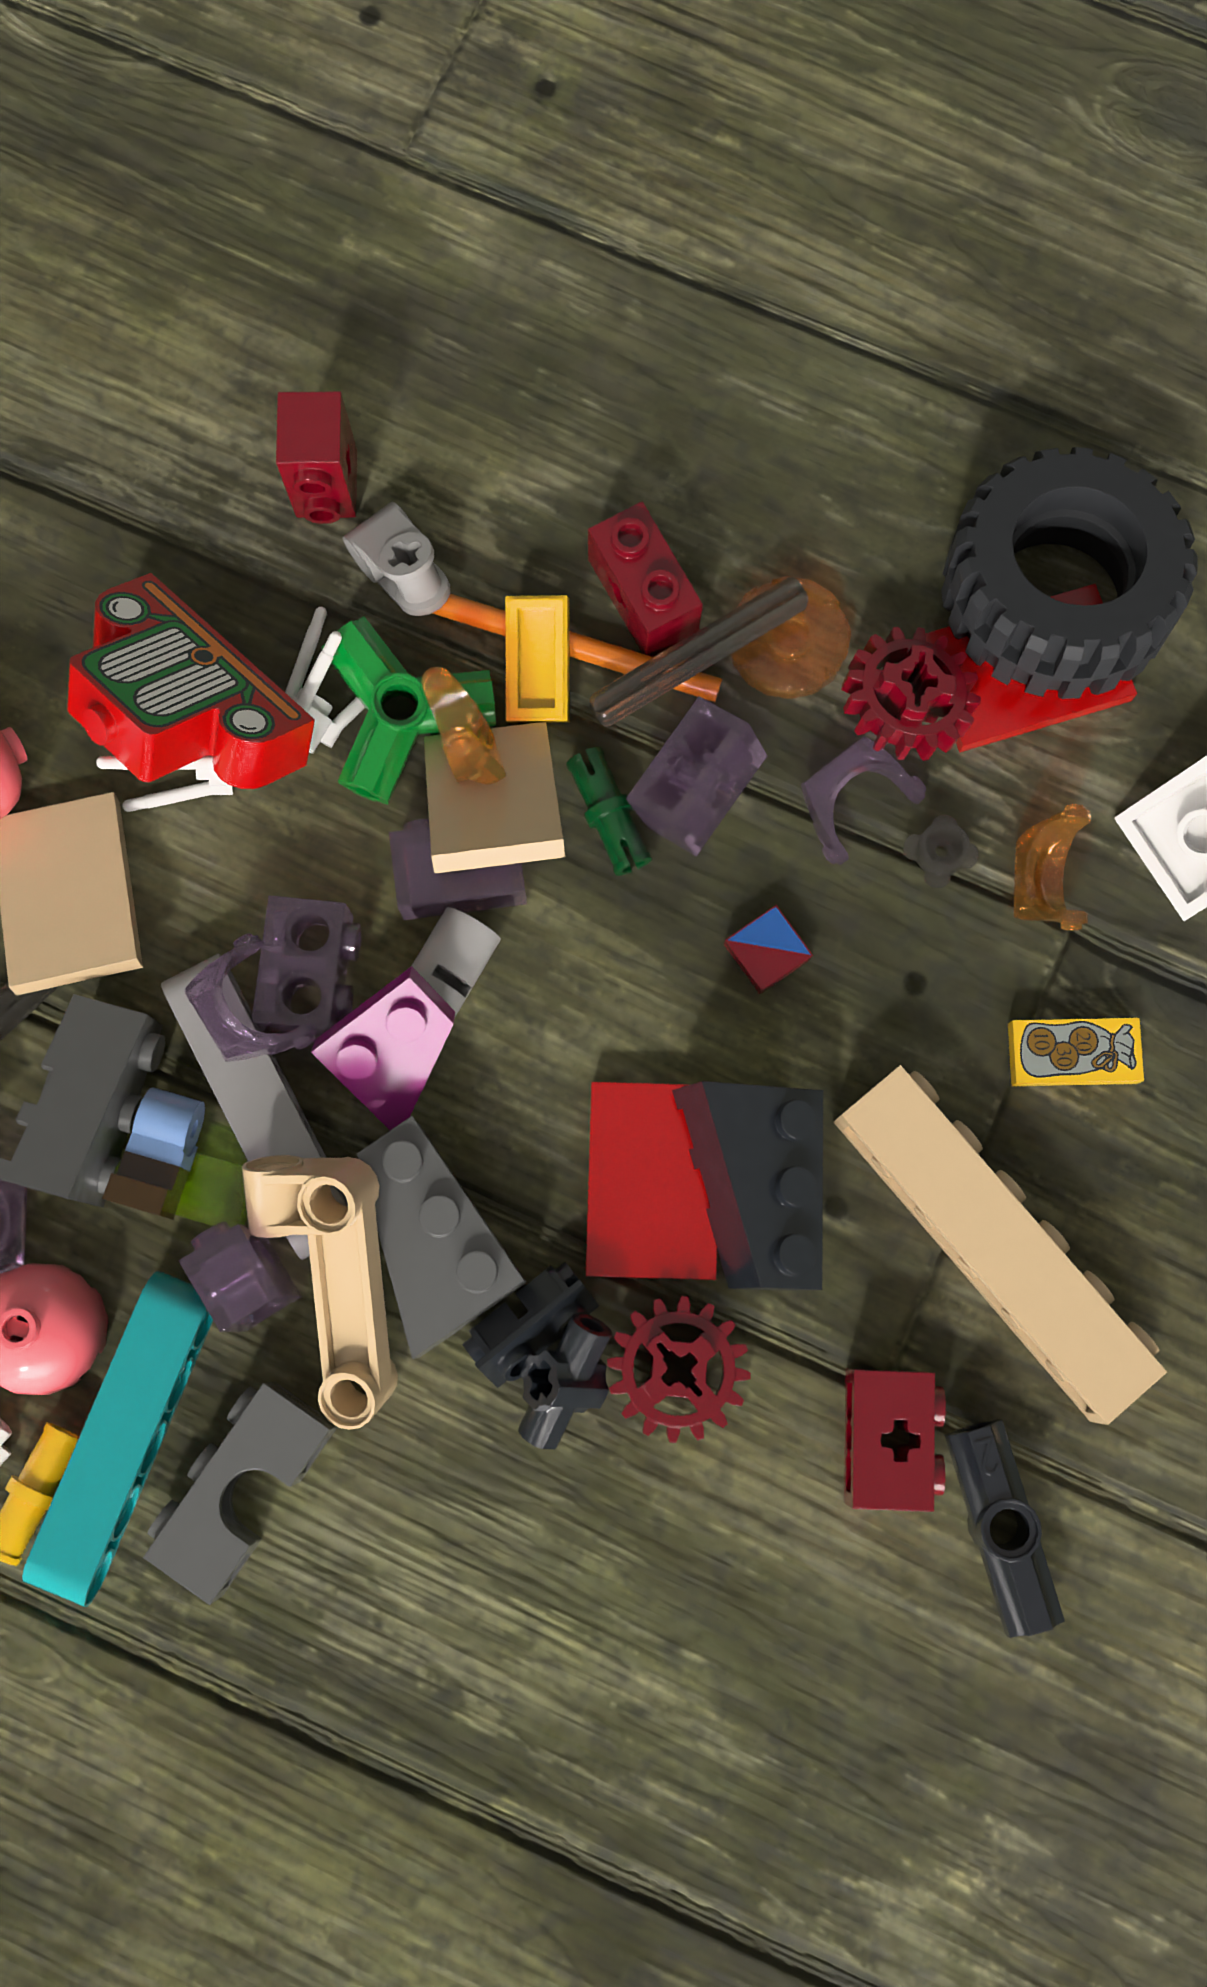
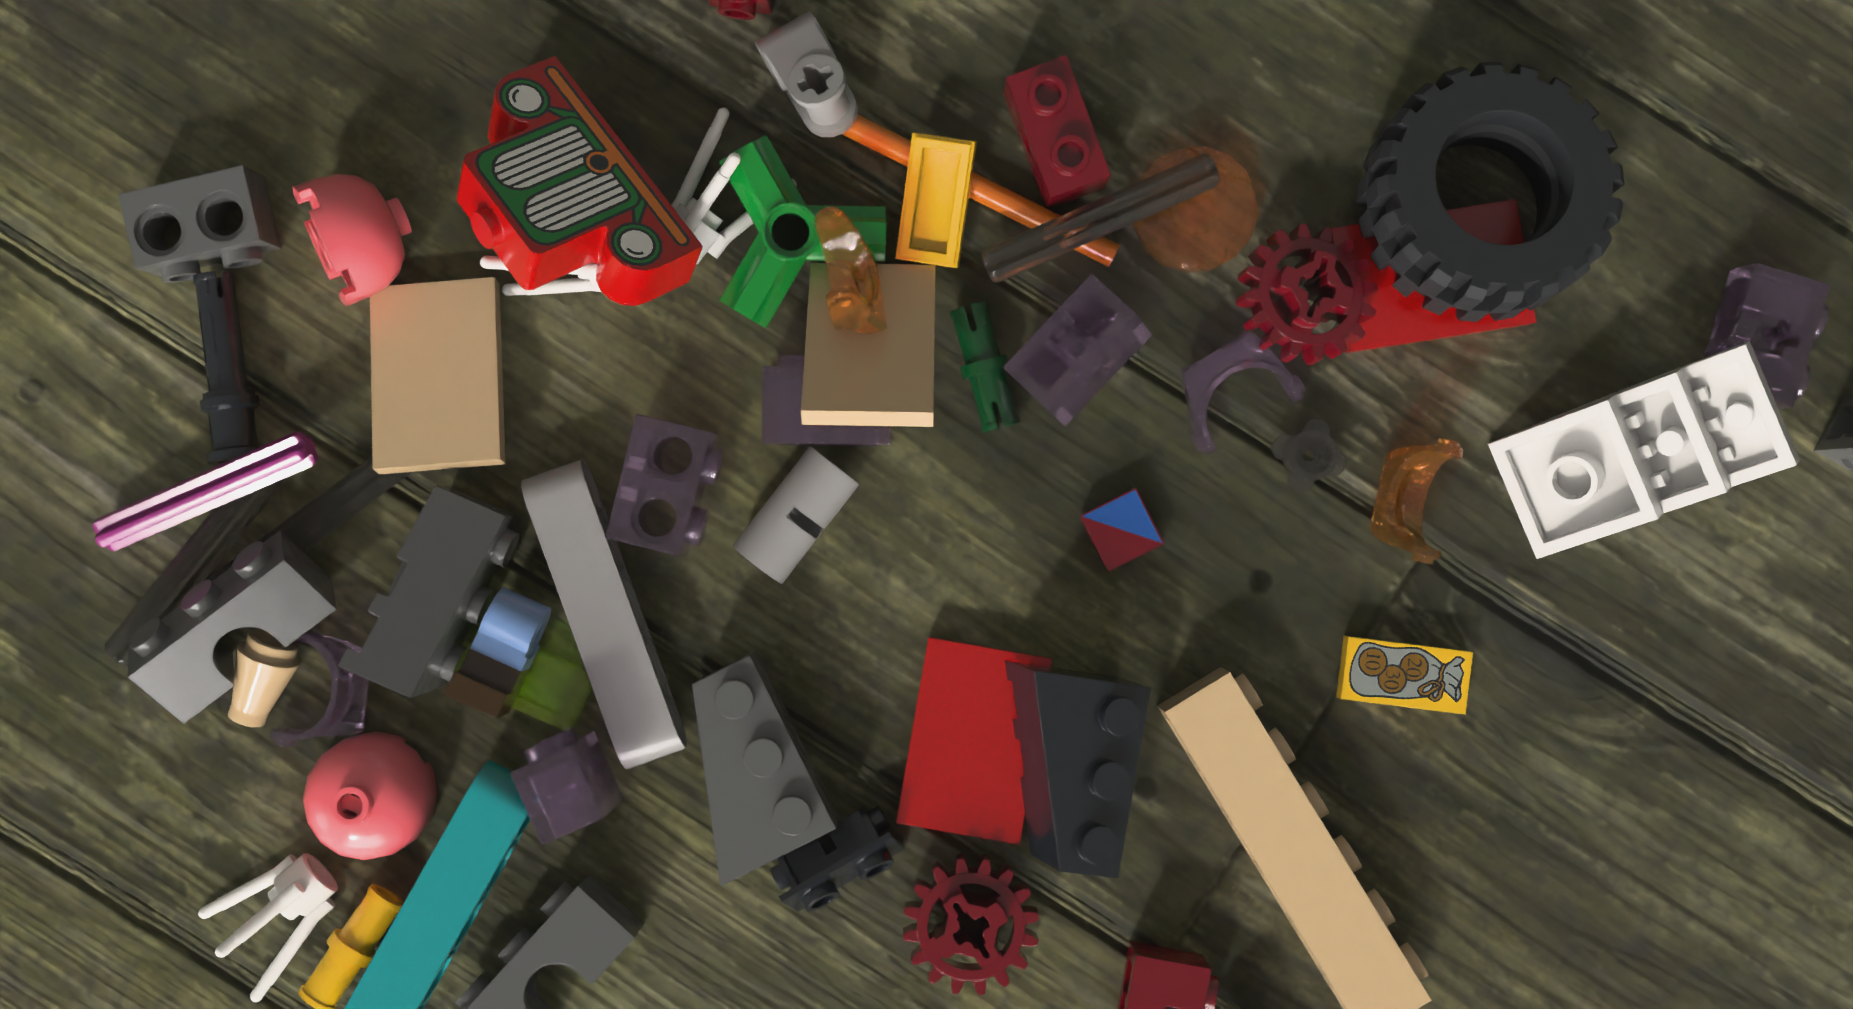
camera: 10 degrees right, 10 degrees up
(231, 1037) = (565, 517): clear purple helmet -> none
(295, 1198) = (630, 725): tan piece -> none
(389, 1046) = (735, 582): wing -> none
(564, 1381) = (862, 921): black axle -> none

